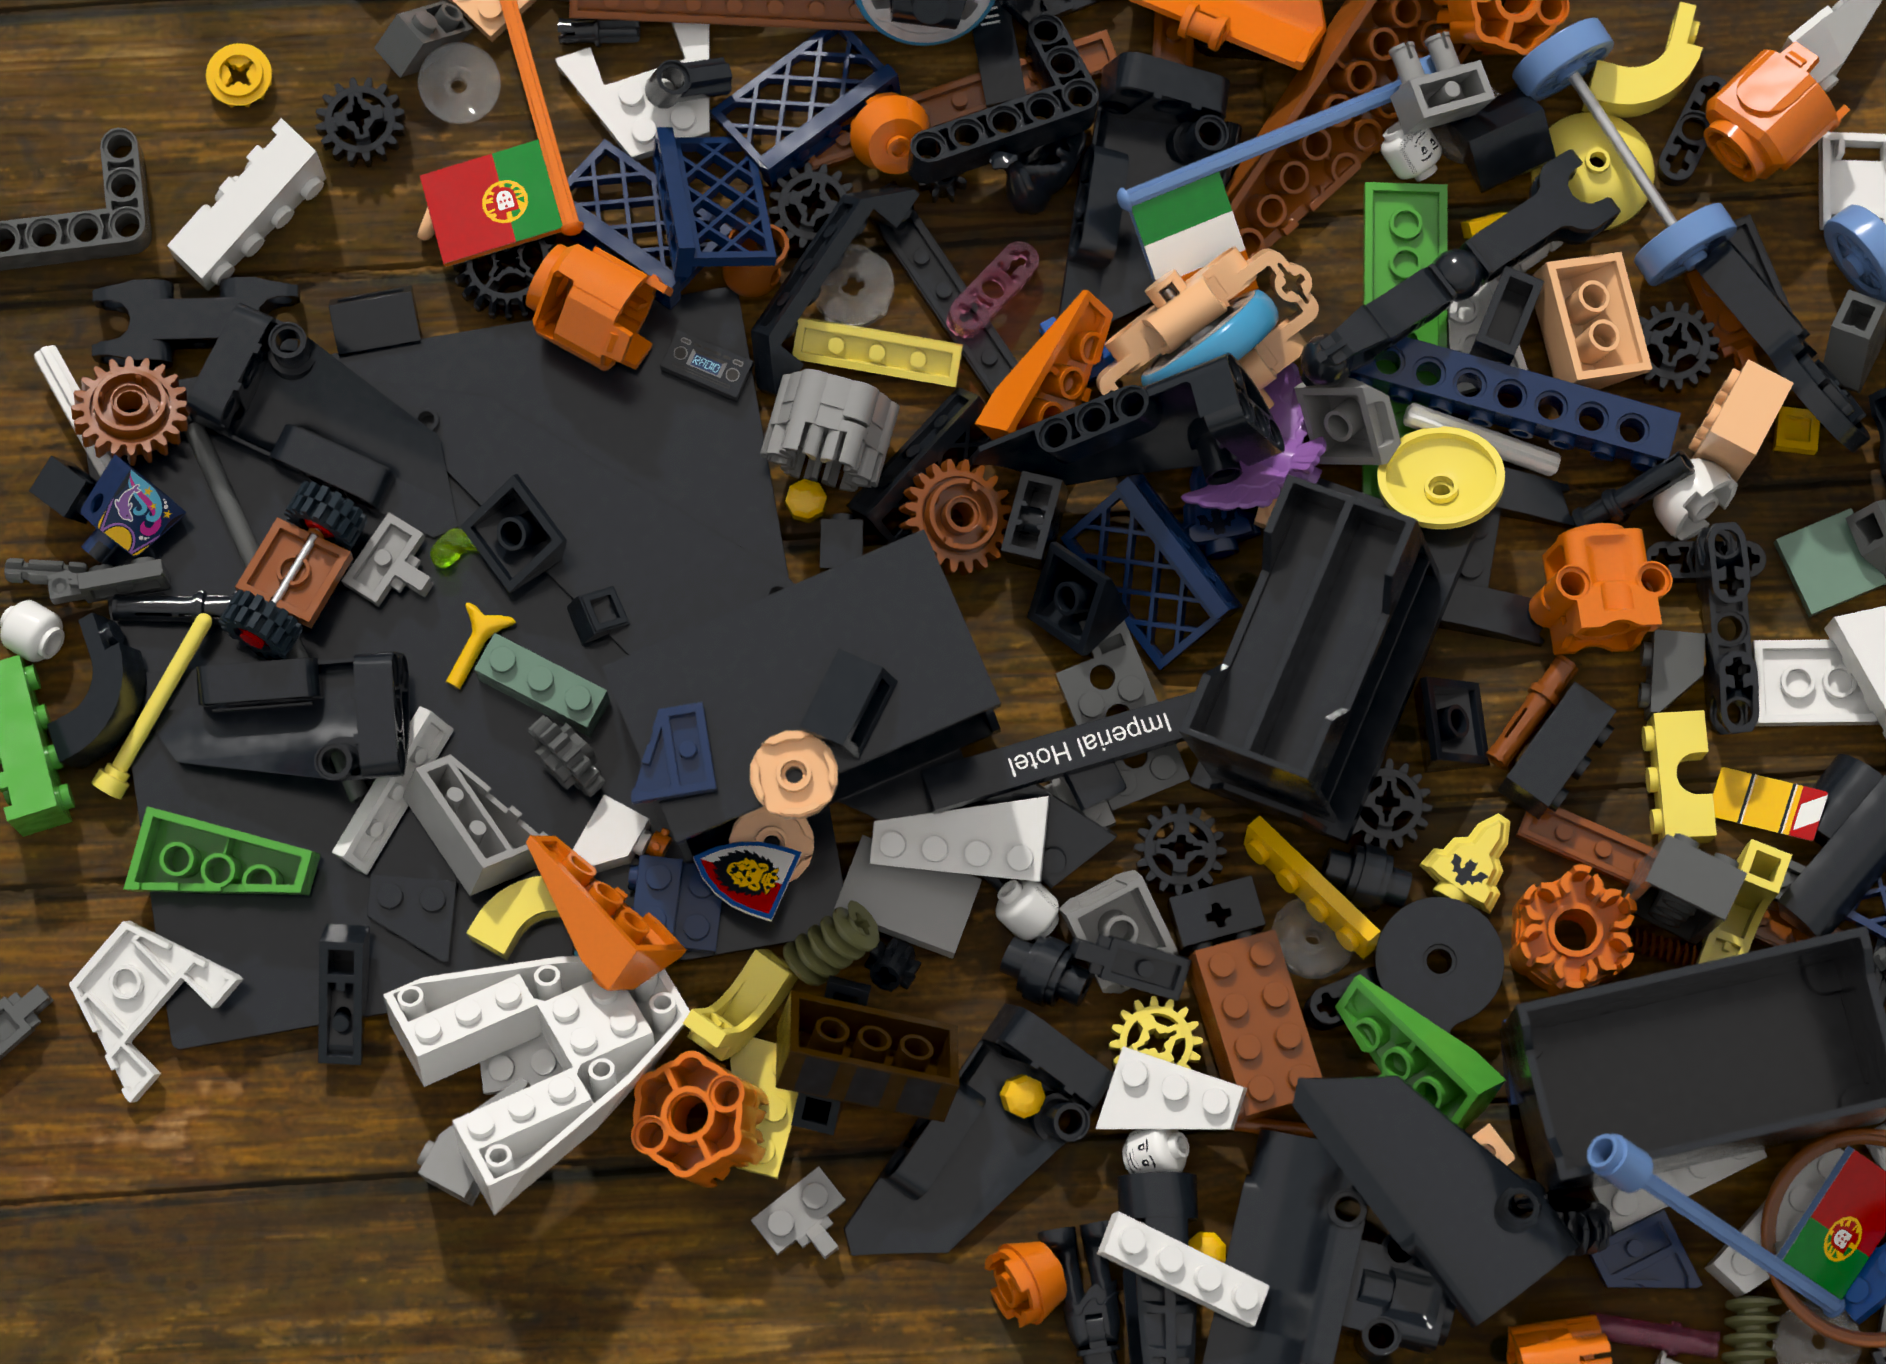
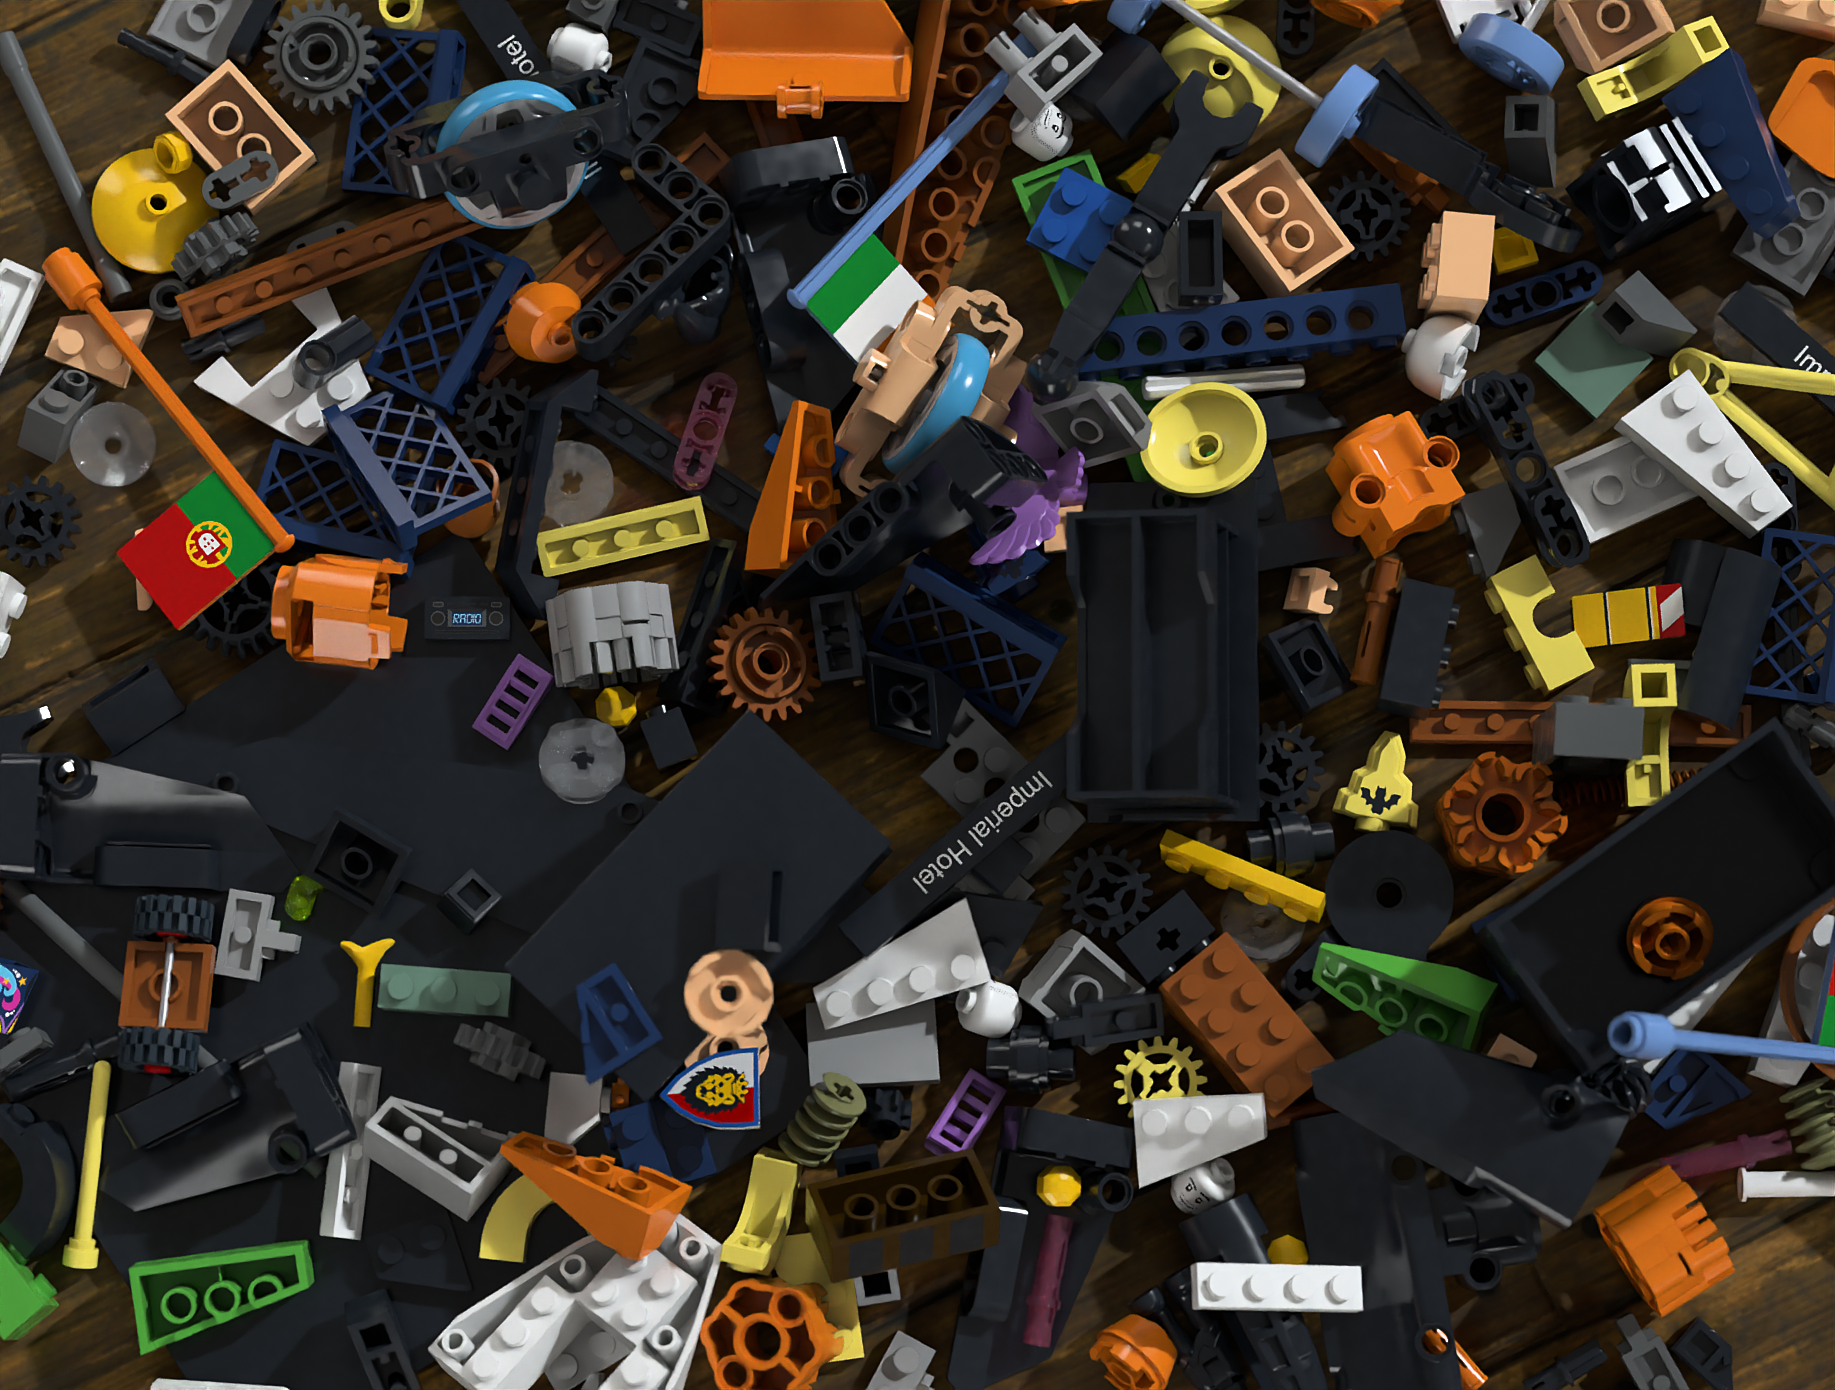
camera: 20 degrees left, 5 degrees up
(707, 443) = (519, 665): none -> medium lavender slope
(757, 509) = (577, 736): none -> clear plate
(965, 1194) = (1049, 1271): none -> clear pink pin
(985, 969) = (938, 1144): none -> medium lavender slope
(1407, 239) = (1077, 221): none -> blue plate
(1480, 658) = (1308, 591): none -> light nougat tile
(1617, 504) = (1376, 391): black pin -> none
(1684, 1101) = (1670, 936): none -> orange cone
(1838, 496) = (1568, 273): none -> dark blue beam

